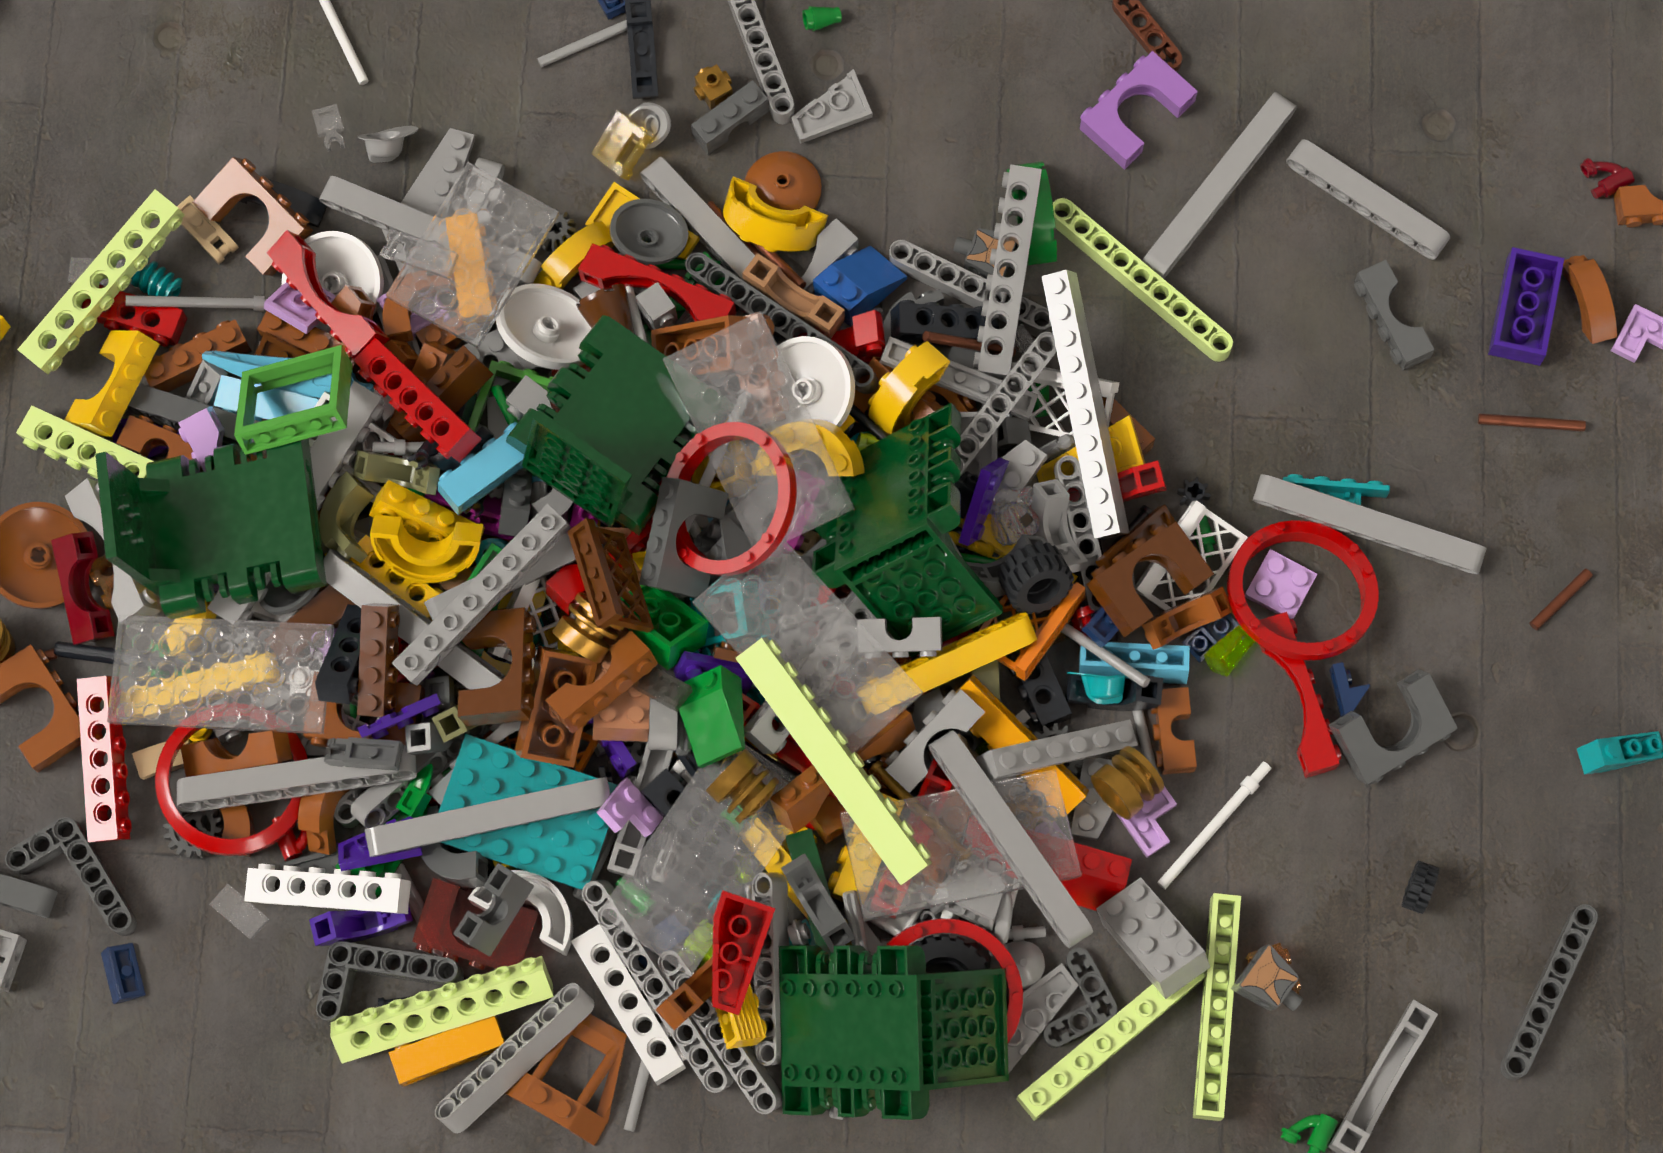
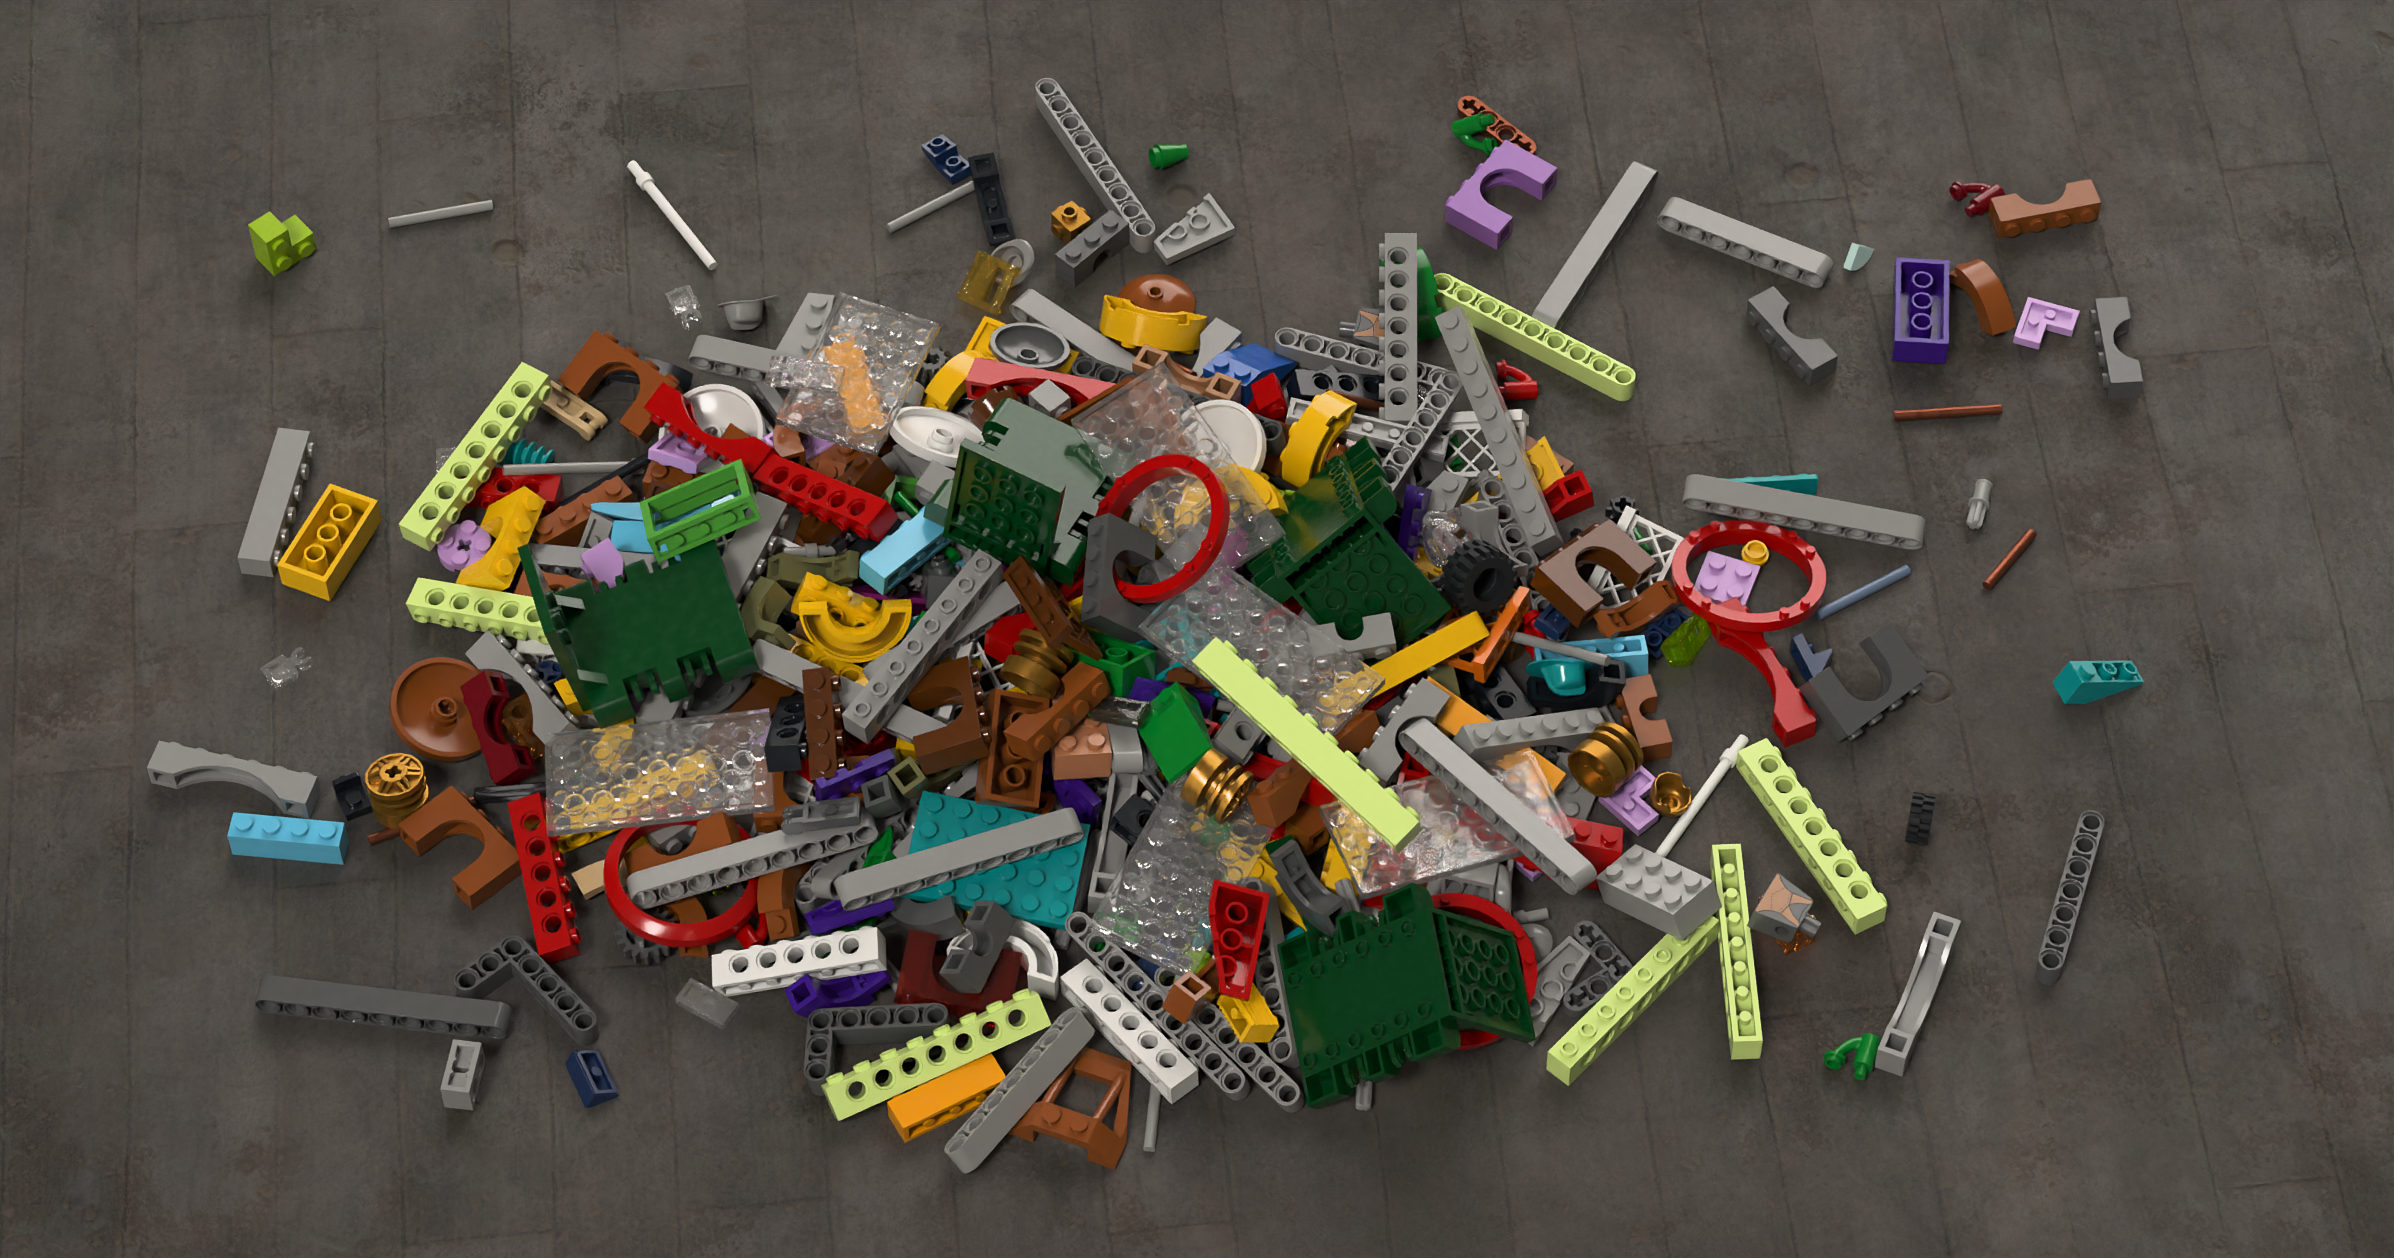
camera: 10 degrees left, 20 degrees down
(97, 375) = (463, 534): none -> lavender plate
(231, 315) = (622, 472): none -> black bar
(629, 804) = (1098, 831): lavender plate -> none
(799, 933) = (1293, 930): light grey plate -> none
(1116, 338) = (1523, 389): none -> red plant
(1120, 26) = (1473, 124): none -> green plant
(1184, 822) = (1670, 795): none -> pearl gold hair
(1314, 558) = (1755, 553): none -> yellow plate
(1341, 979) = (1857, 913): none -> yellowish green brick
(1413, 615) = (1862, 592): none -> sand blue bar
(1475, 231) = (1857, 256): none -> light aqua tile
(1543, 533) = (1979, 503): none -> light grey axle

